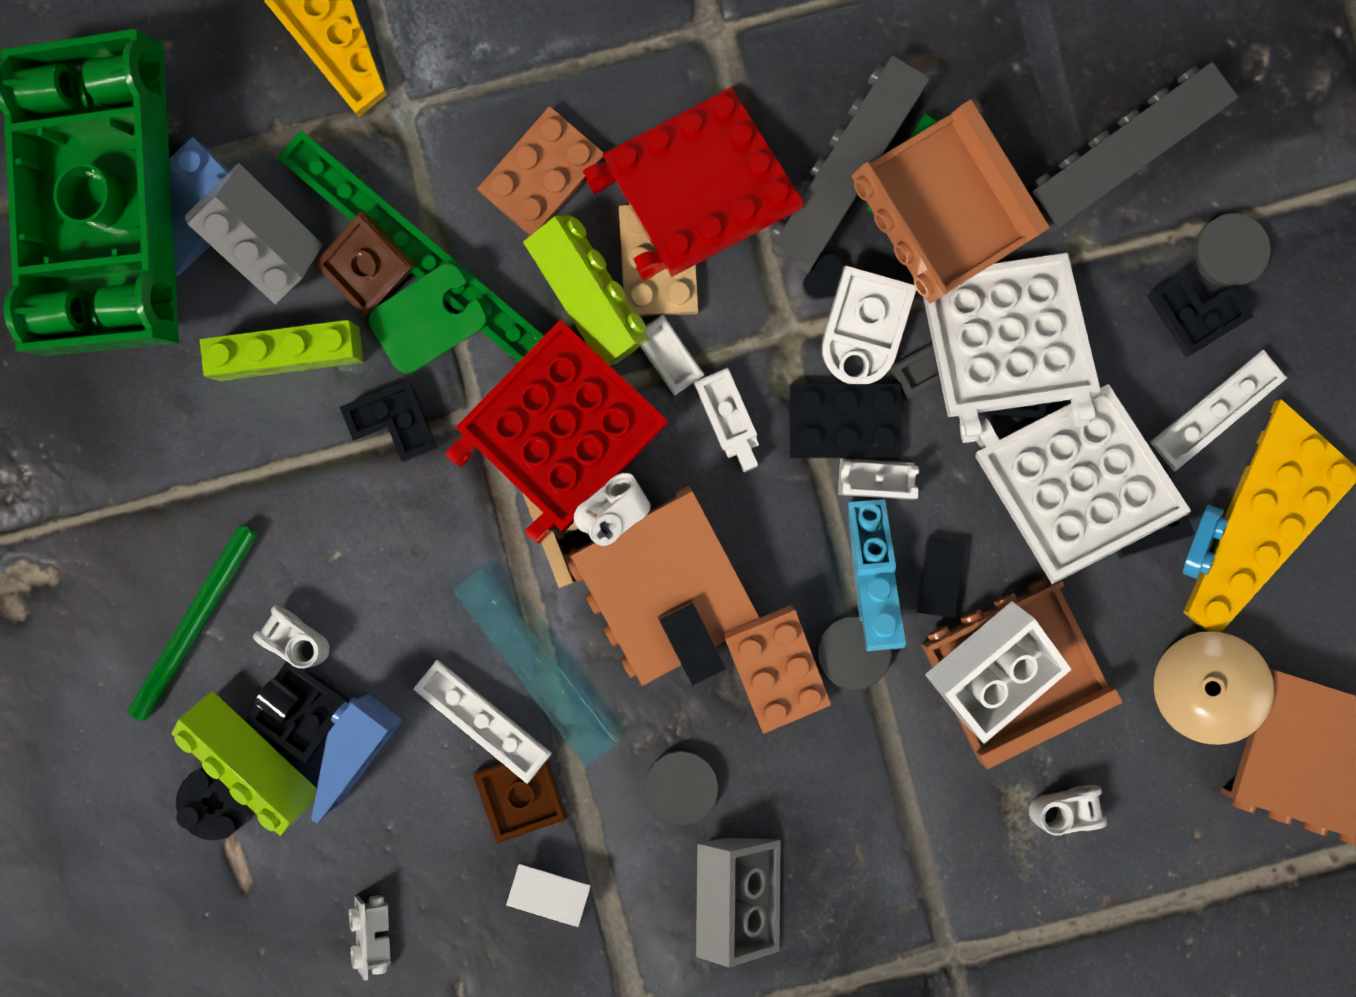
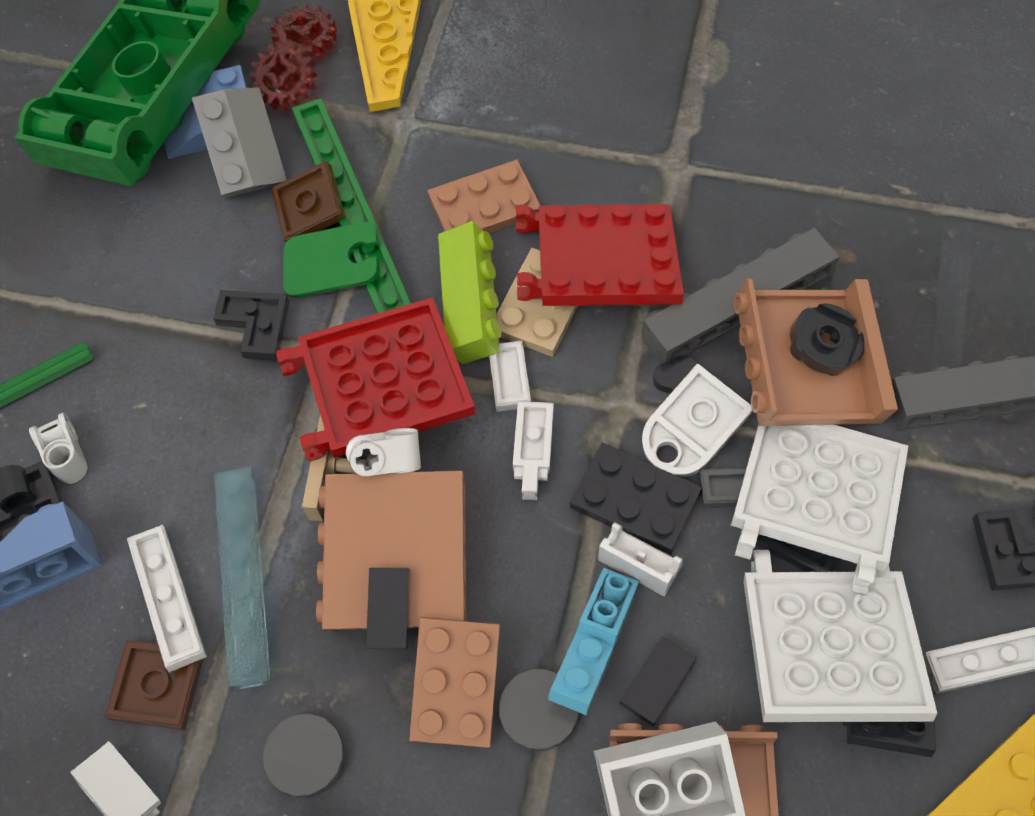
camera: 30 degrees right, 25 degrees down
(217, 36) = (306, 28): none -> clear red gear
(233, 108) = (283, 75): none -> clear red gear
(281, 350) = (205, 232): lime brick -> none
(941, 197) = (817, 354): none -> black plate
(1199, 558) = (936, 781): dark azure plate -> none

